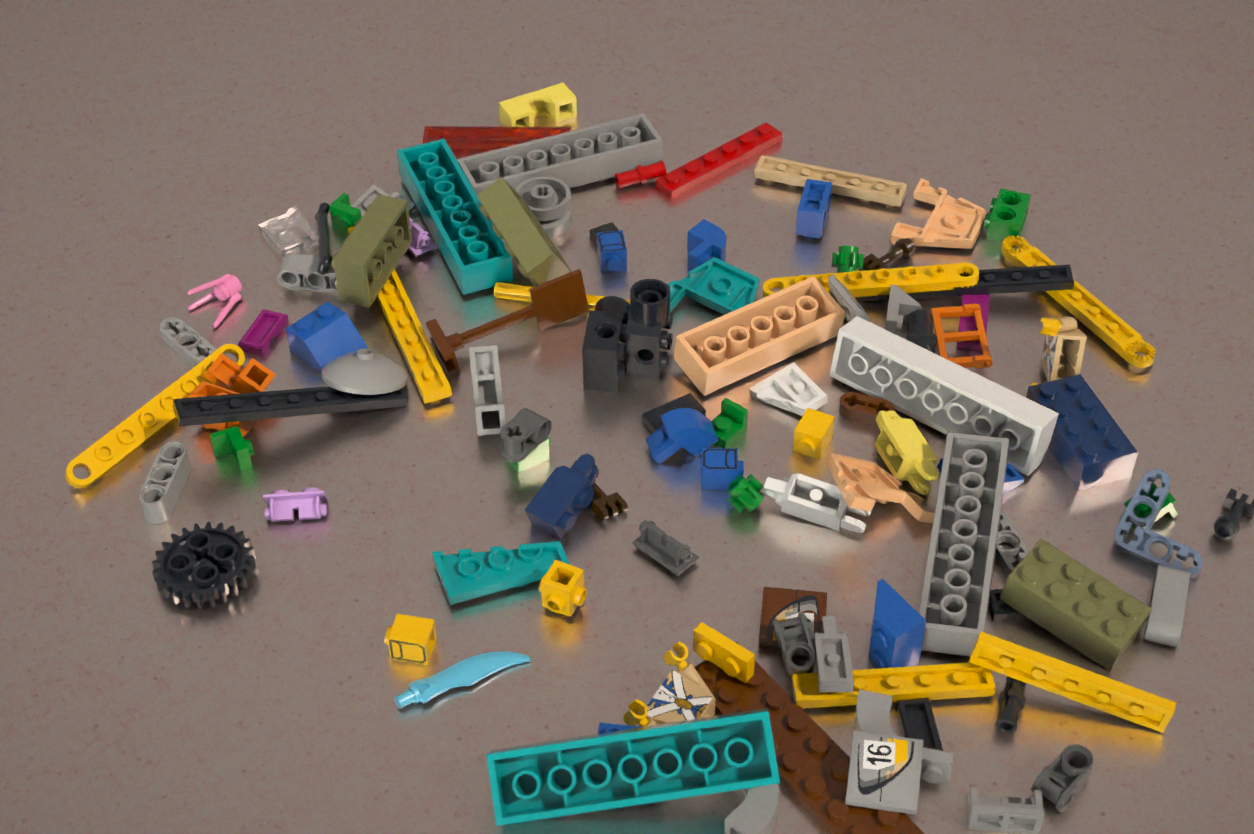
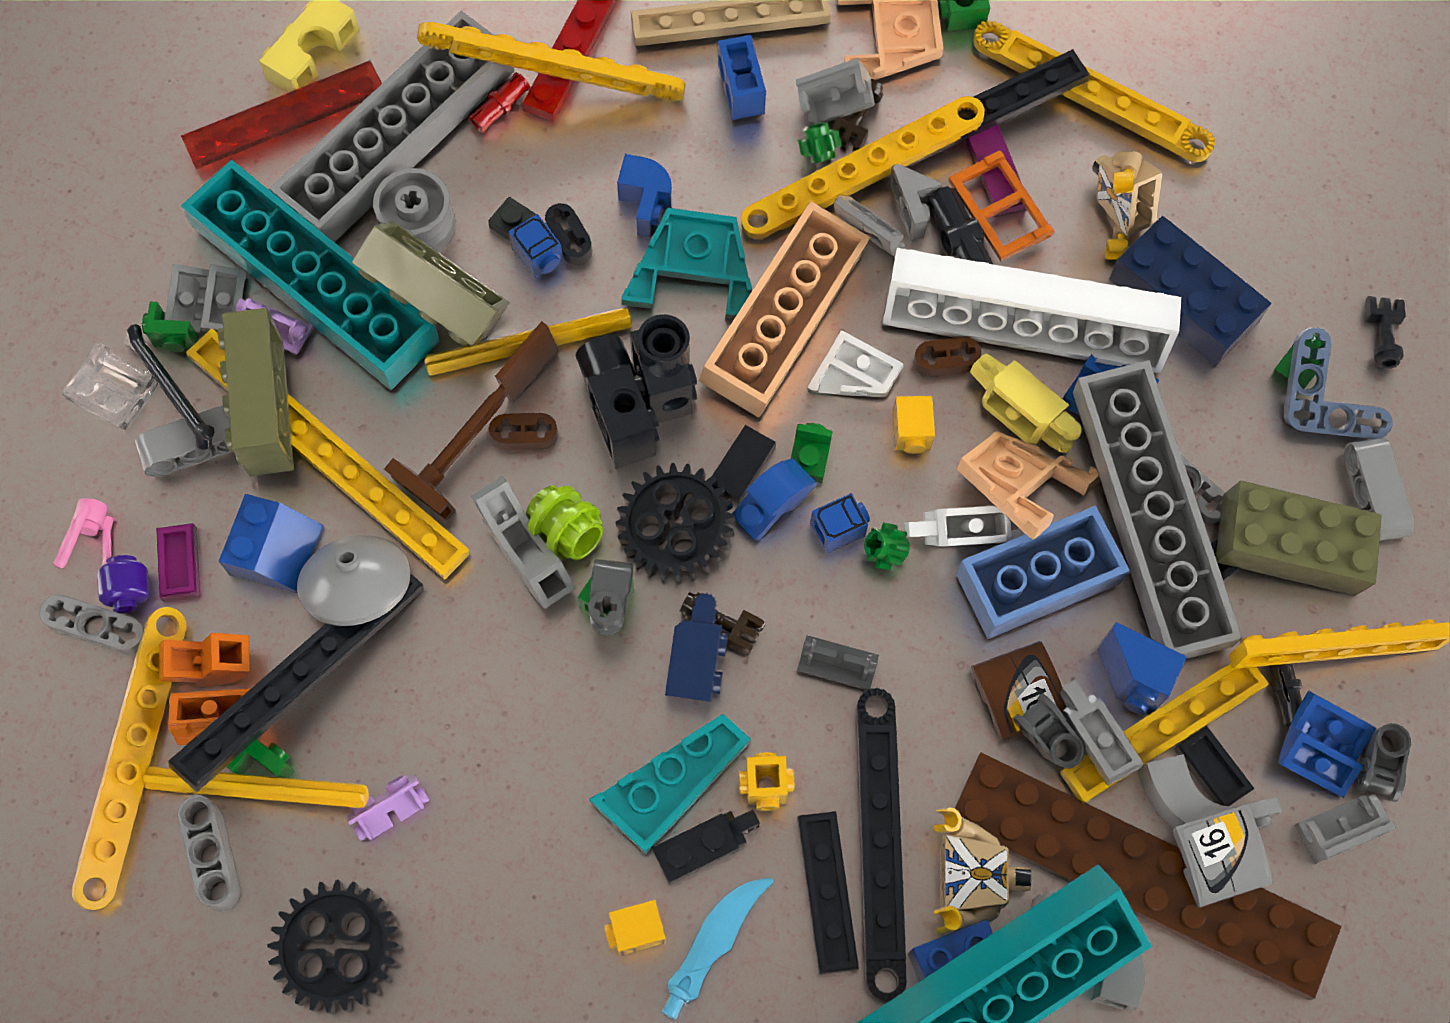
camera: 30 degrees left, 25 degrees up
(221, 326) = (123, 583): none -> dark purple head
(224, 459) = (263, 788): none -> yellow axle
(496, 616) = (704, 844): none -> black hinge
(524, 389) = (565, 522): none -> lime piece
(534, 345) = (523, 431): none -> reddish brown beam
(564, 682) = (827, 893): none -> black tile
(603, 425) = (646, 509): none -> black gear
(627, 656) = (881, 845): none -> black plate
(635, 255) = (575, 231): none -> black beam
(686, 155) = (540, 58): none -> yellow plate
(723, 652) = (974, 785): yellow plate -> none
(853, 548) = (1042, 575): none -> medium blue brick
(877, 234) = (835, 92): none -> light grey hinge
(1019, 744) = (1325, 744): none -> blue slope

